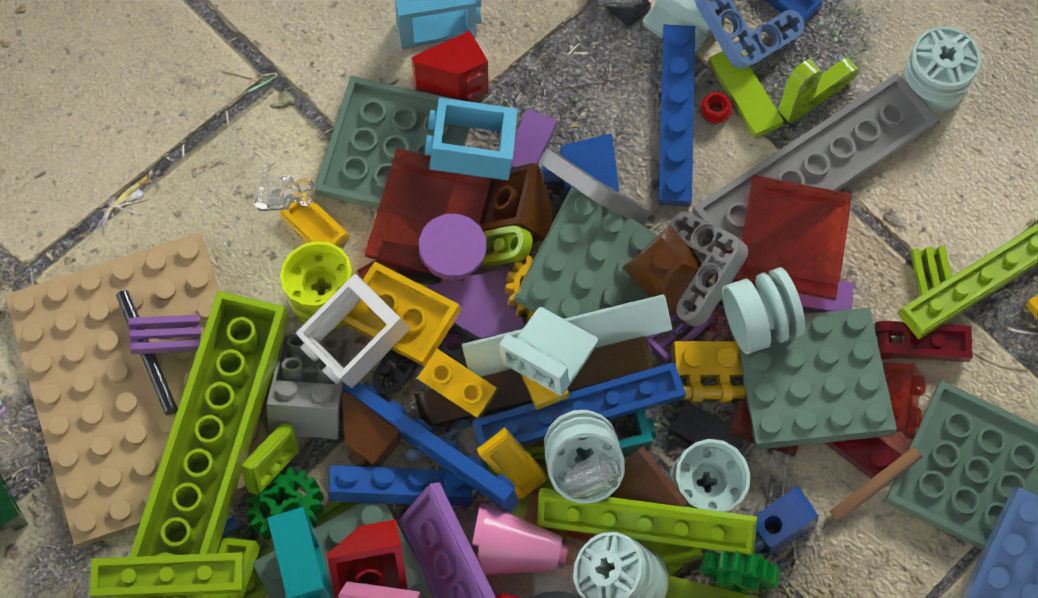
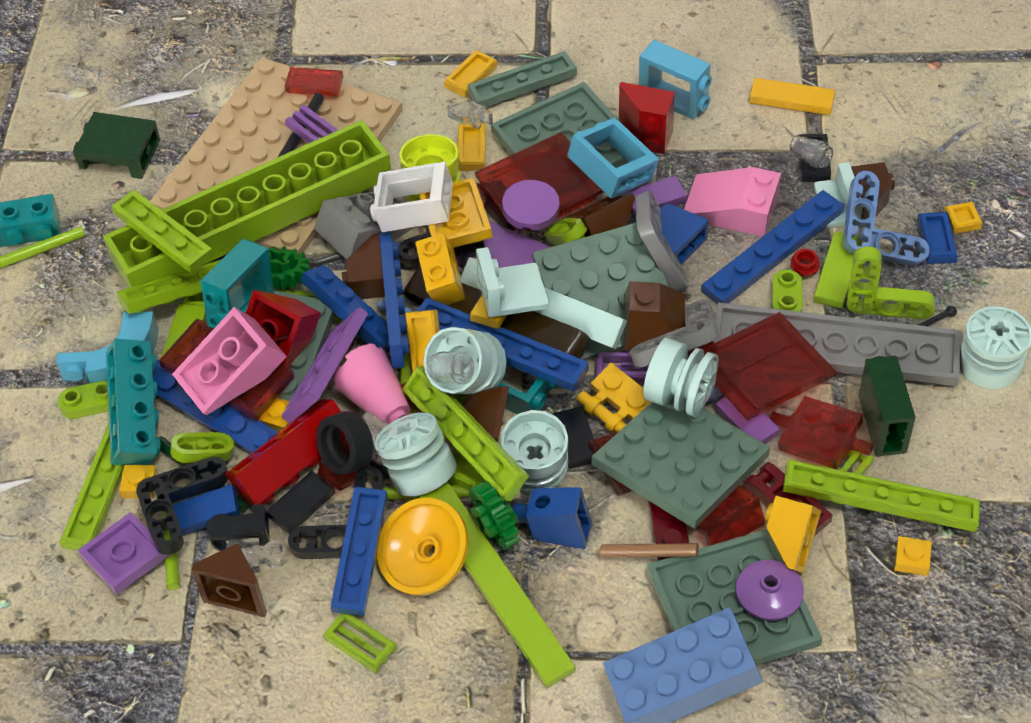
camera: 50 degrees right, 15 degrees down
(98, 281) = (314, 81): none -> clear red tile
(228, 148) = (473, 69): none -> yellow tile
(270, 458) = (295, 234): lime plate -> none
(288, 118) = (522, 79): none -> sand green plate
(600, 93) = (736, 199): none -> bright pink slope
(728, 151) = (787, 290): none -> lime plate
(863, 59) = (950, 311): none -> black hinge
(890, 258) = (821, 432): none -> clear red plate
(919, 192) = (886, 406): none -> dark green brick
(963, 367) = (792, 530): none -> yellow slope
(988, 448) = (765, 601): none -> medium lavender dish

